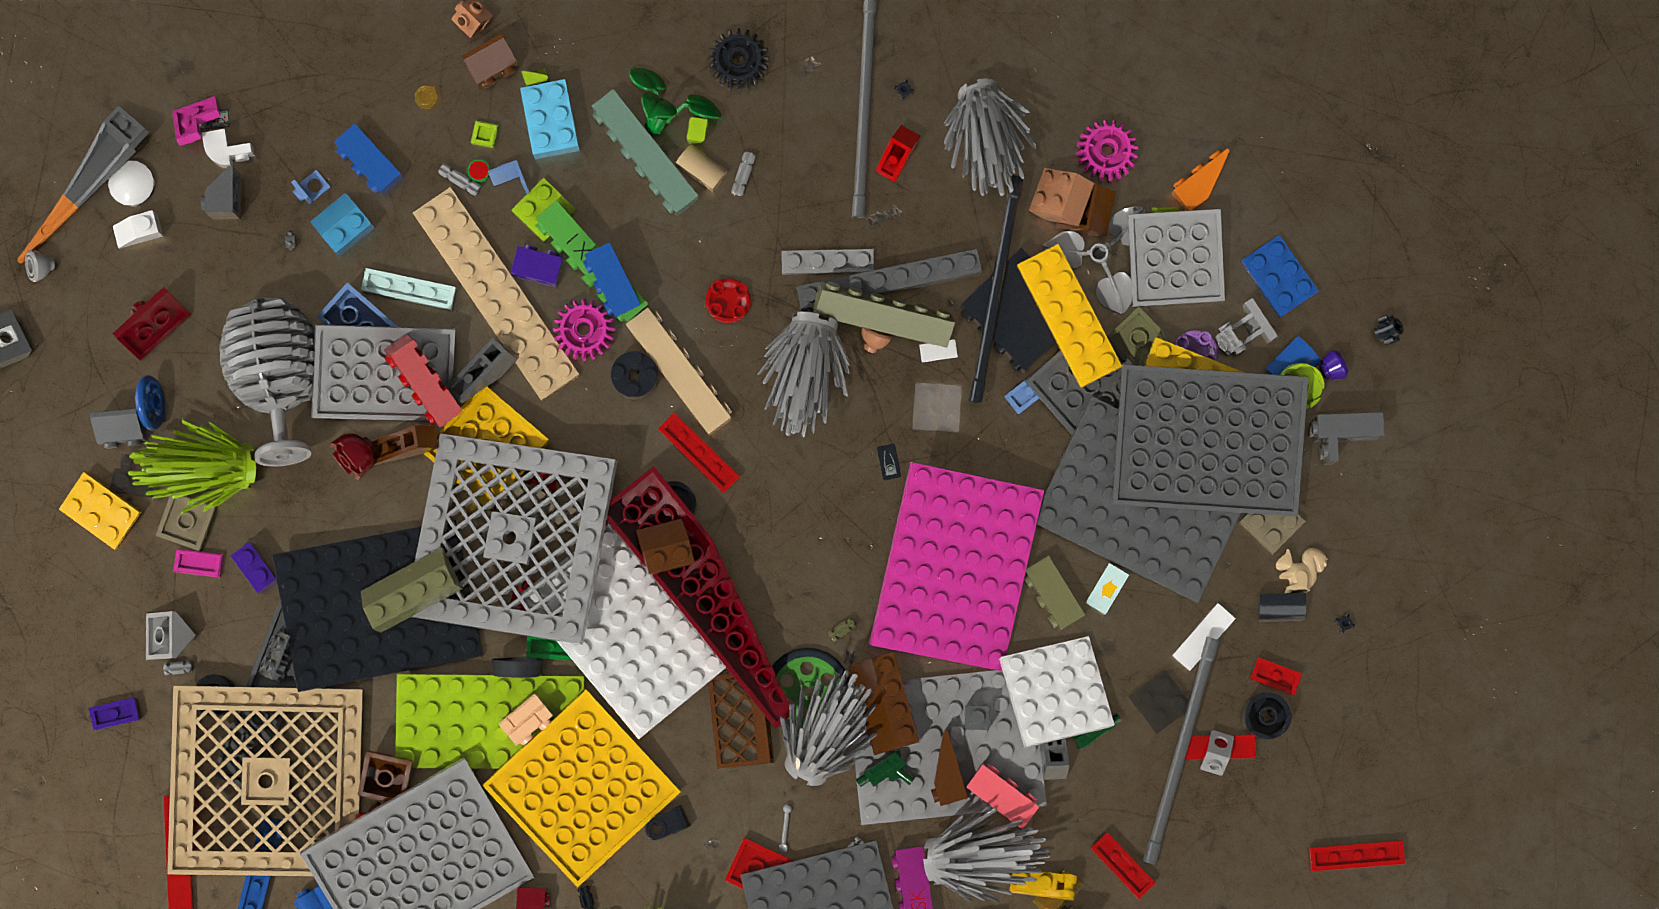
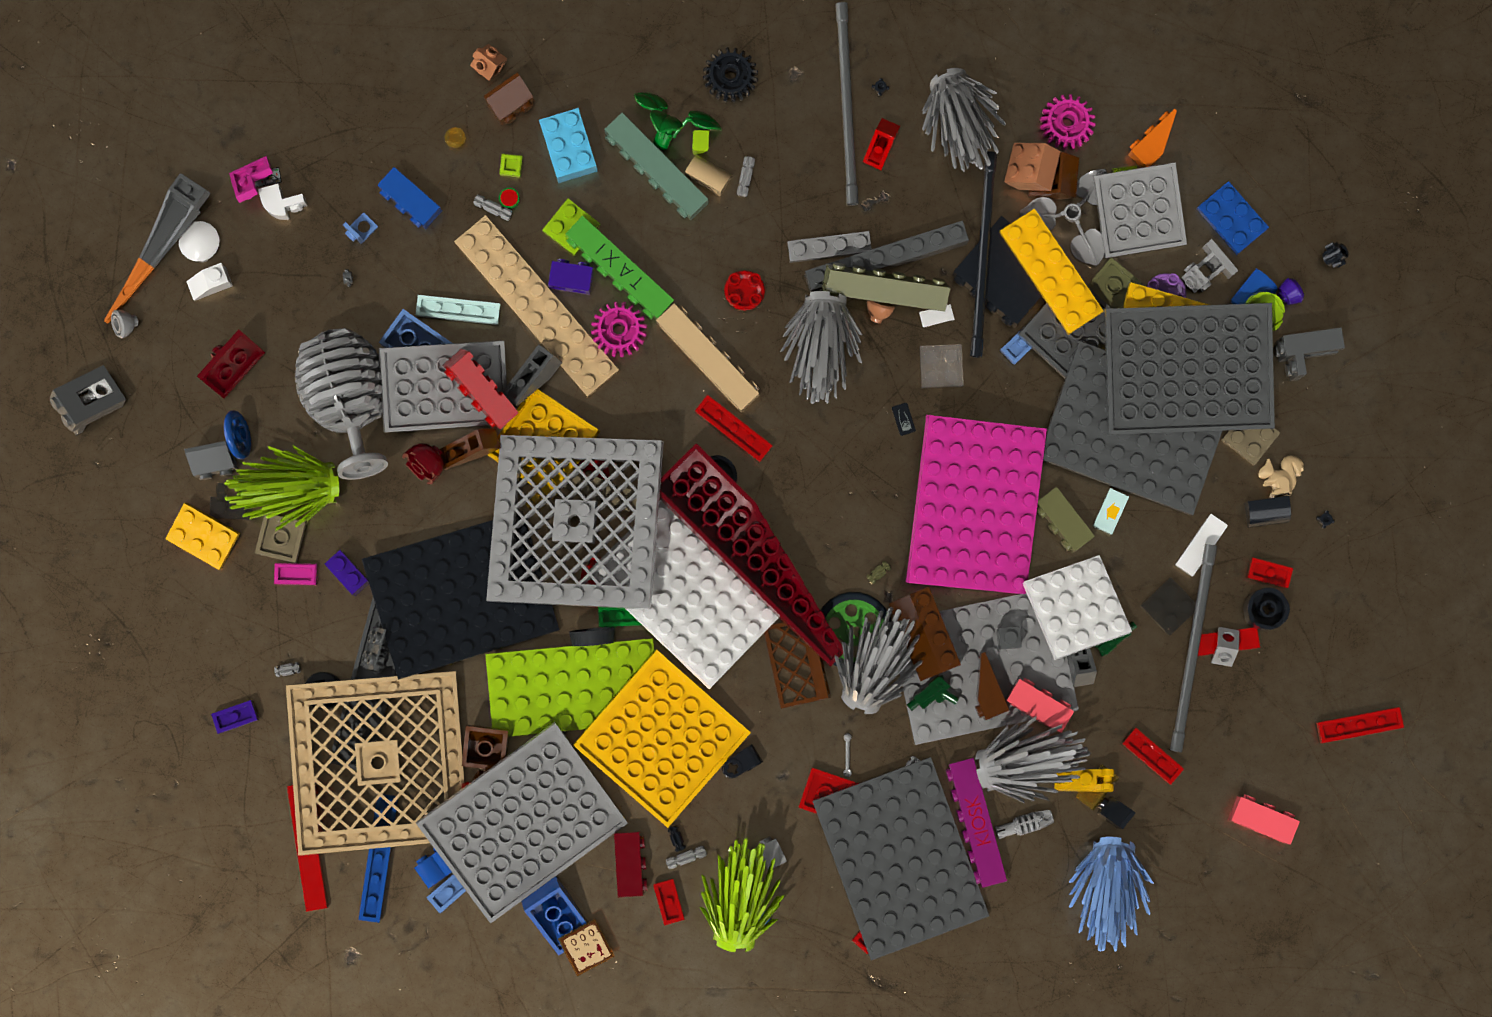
camera: 10 degrees left, 0 degrees up
(166, 635) = (274, 641): light grey slope -> none
(223, 196) = (283, 243): dark grey slope -> none
(342, 224) = (392, 258): dark azure slope -> none
(409, 591) = (489, 578): olive slope -> none
(507, 172) = (534, 197): medium blue bracket -> none
(525, 720) = (606, 682): light nougat brick -> none
(535, 77) = (550, 110): lime slope -> none
(611, 280) = (639, 282): blue brick -> none
(621, 376) = (668, 377): black brick -> none
(665, 547) = (715, 514): reddish brown slope -> none

